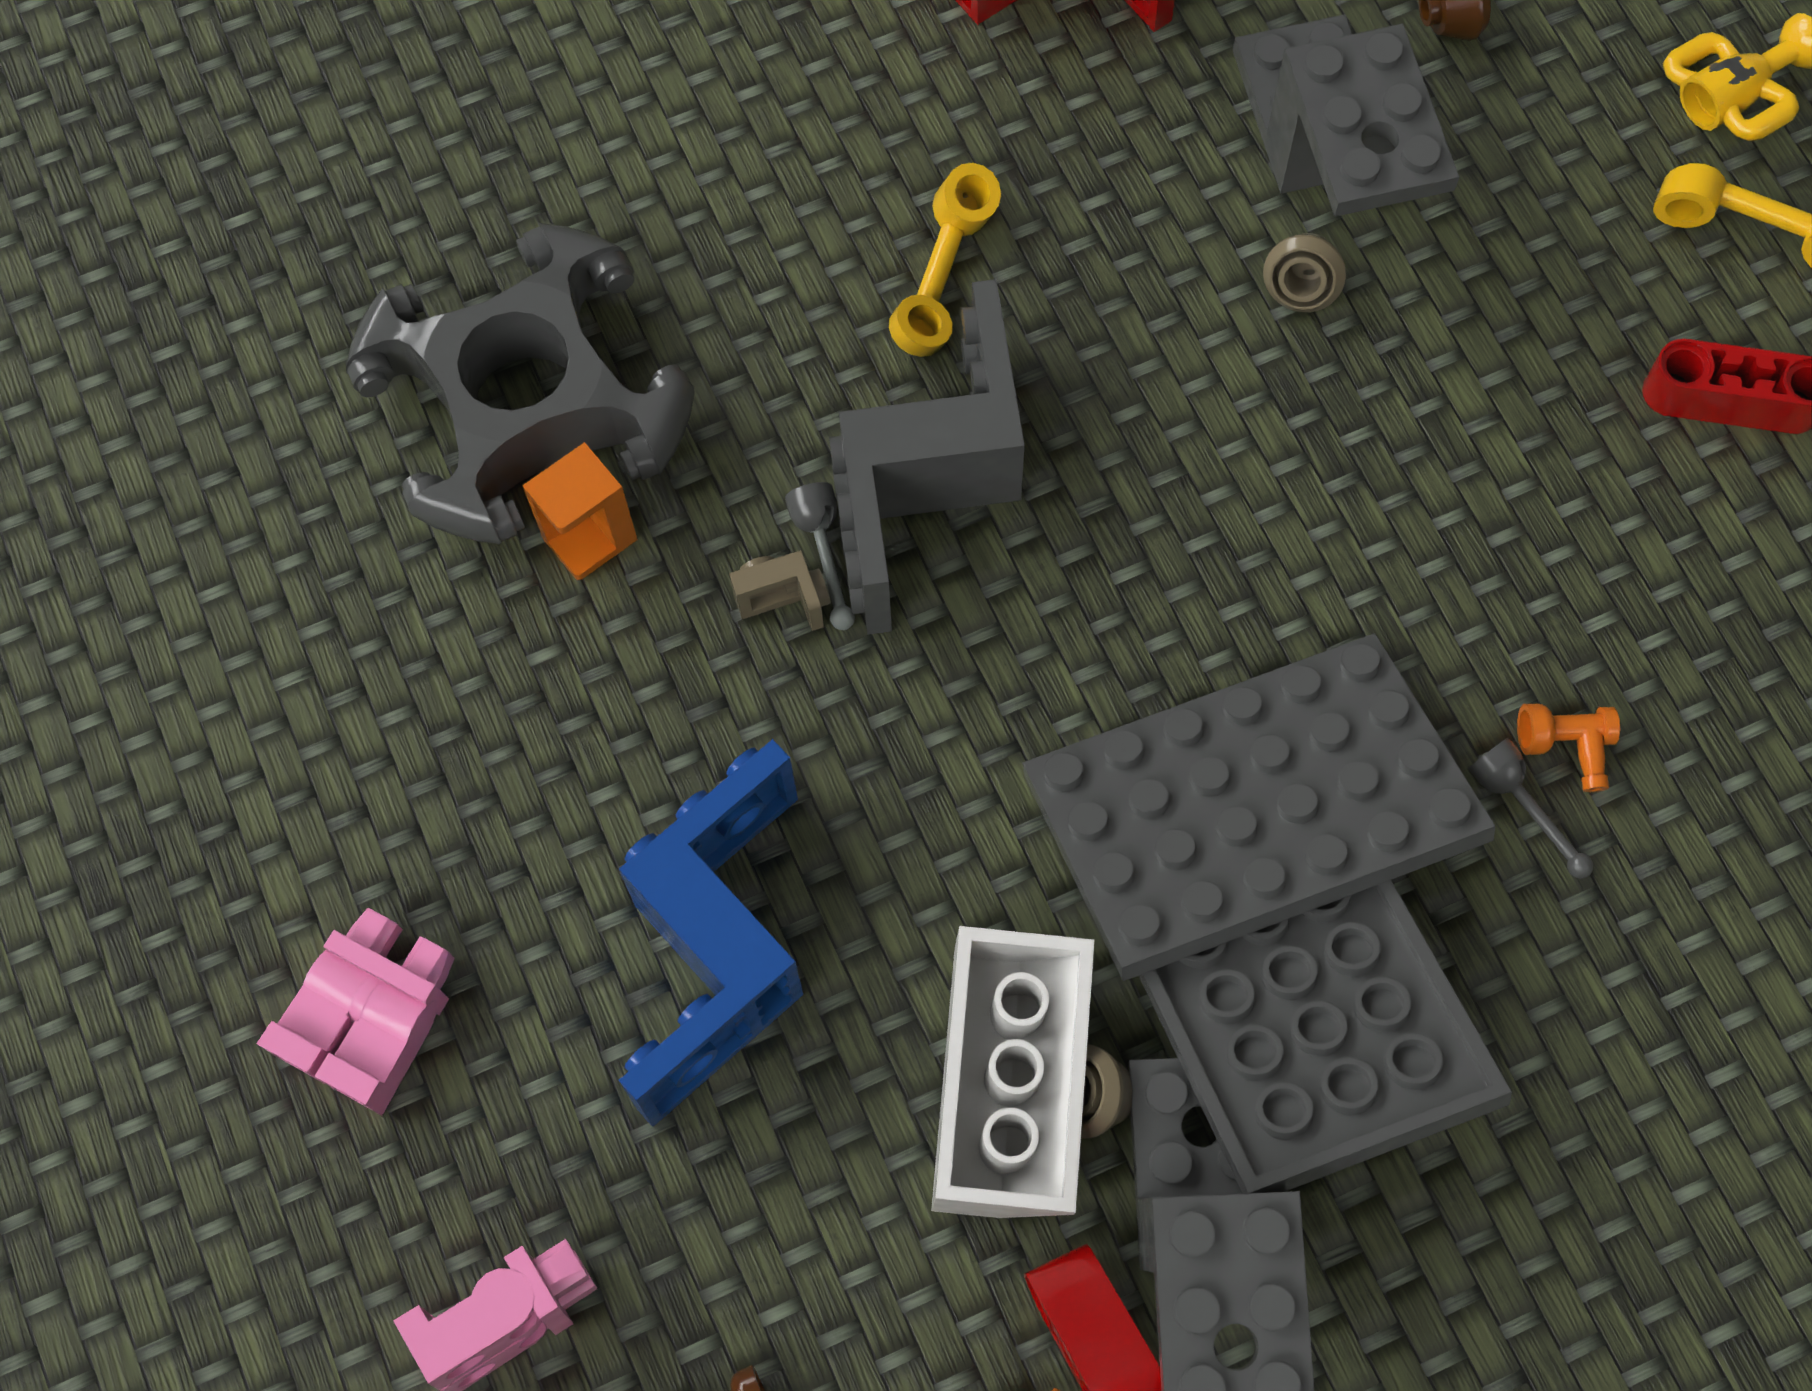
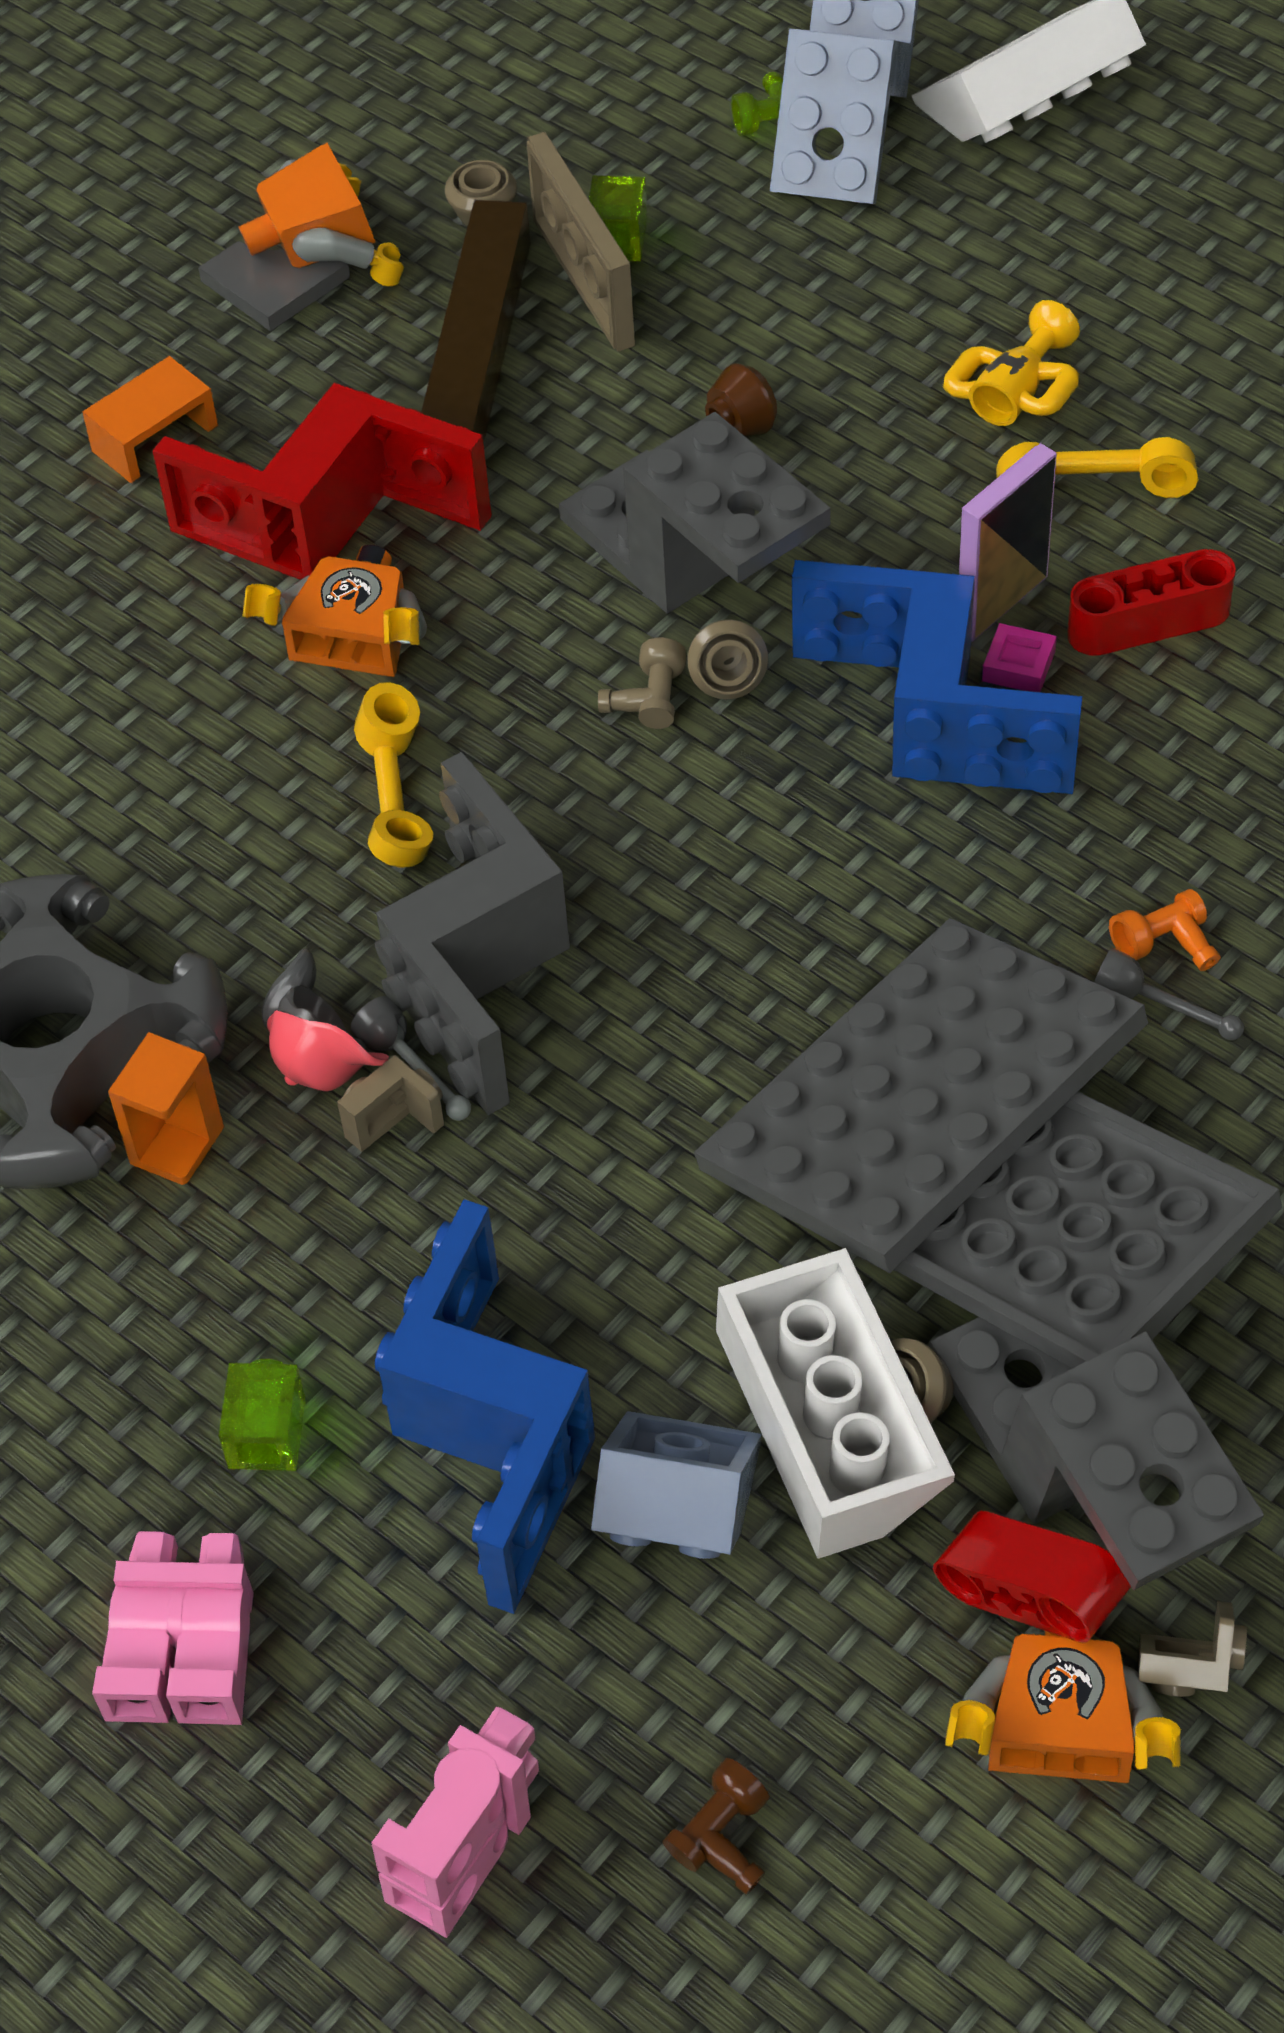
camera: 25 degrees left, 15 degrees down
(528, 841) = (262, 1416): none -> clear neon green brick
(746, 488) = (308, 1034): none -> coral hair
(843, 1079) = (675, 1484): none -> sand blue slope
(982, 71) = (344, 613): none -> orange torso
(1245, 247) = (661, 661): none -> dark tan piece
(1504, 337) = (939, 722): none -> blue bracket
(1581, 390) = (1019, 658): none -> dark pink plate
(1624, 270) = (1008, 536): none -> tile

